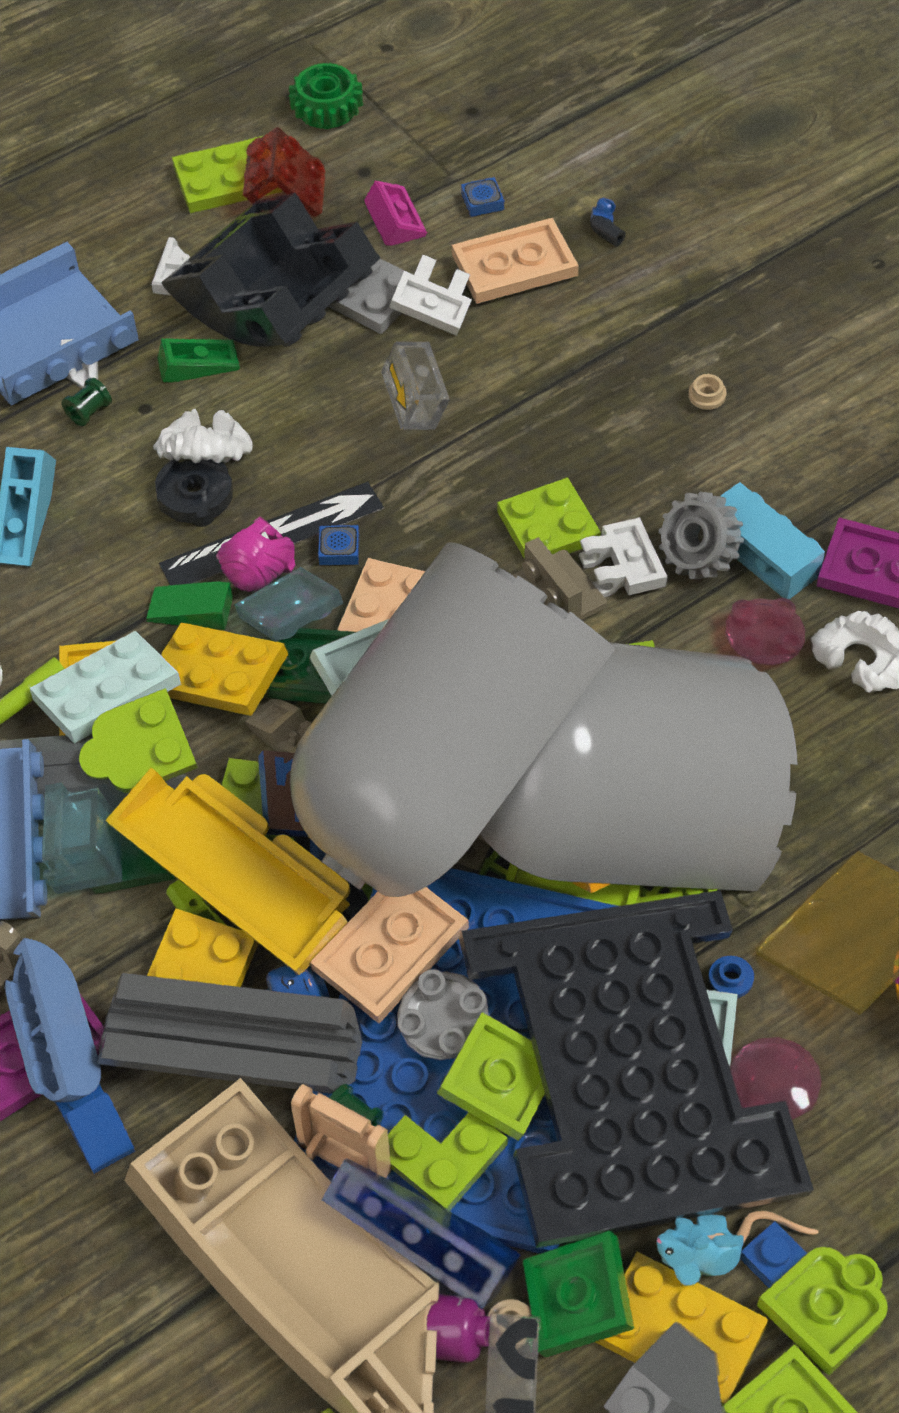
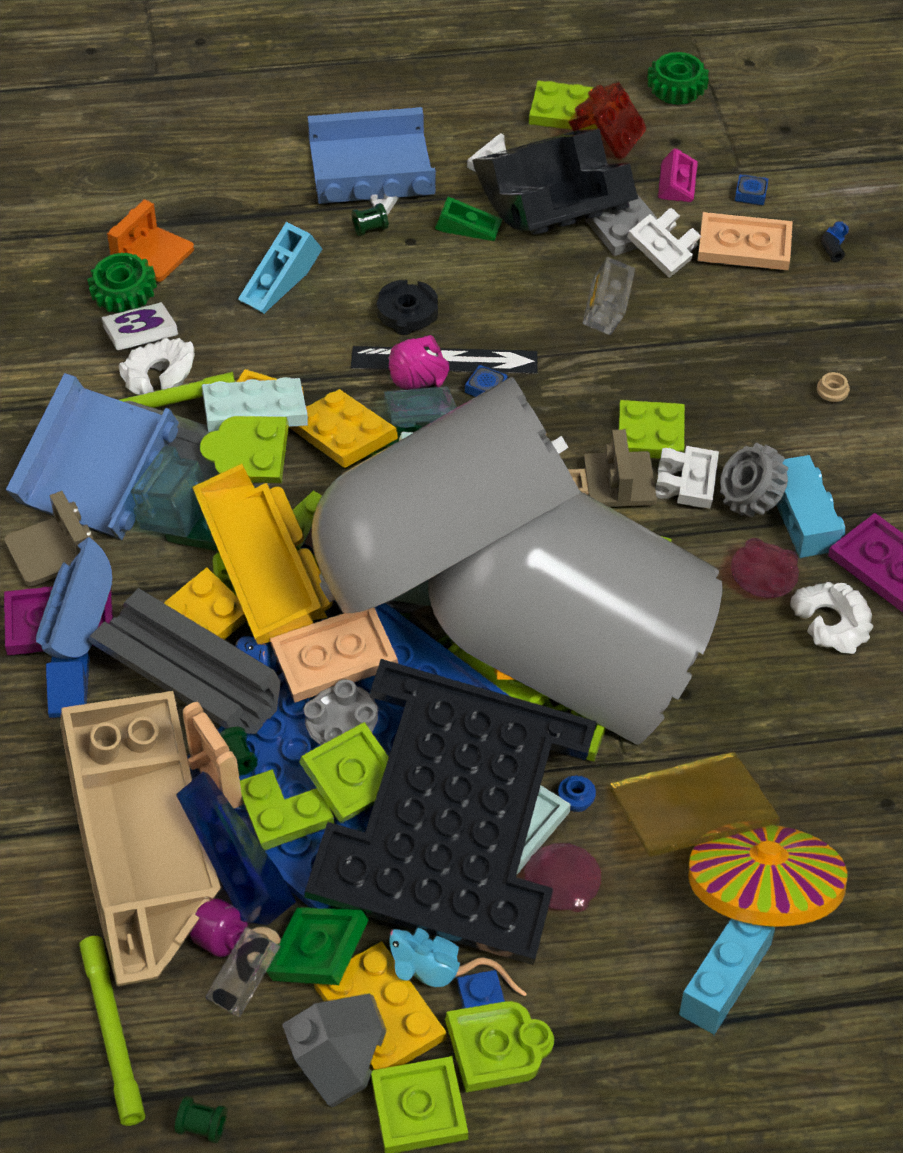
camera: 25 degrees right, 5 degrees down
(194, 604) = (357, 381): green slope -> none
(195, 442) = (426, 272): white piece -> none

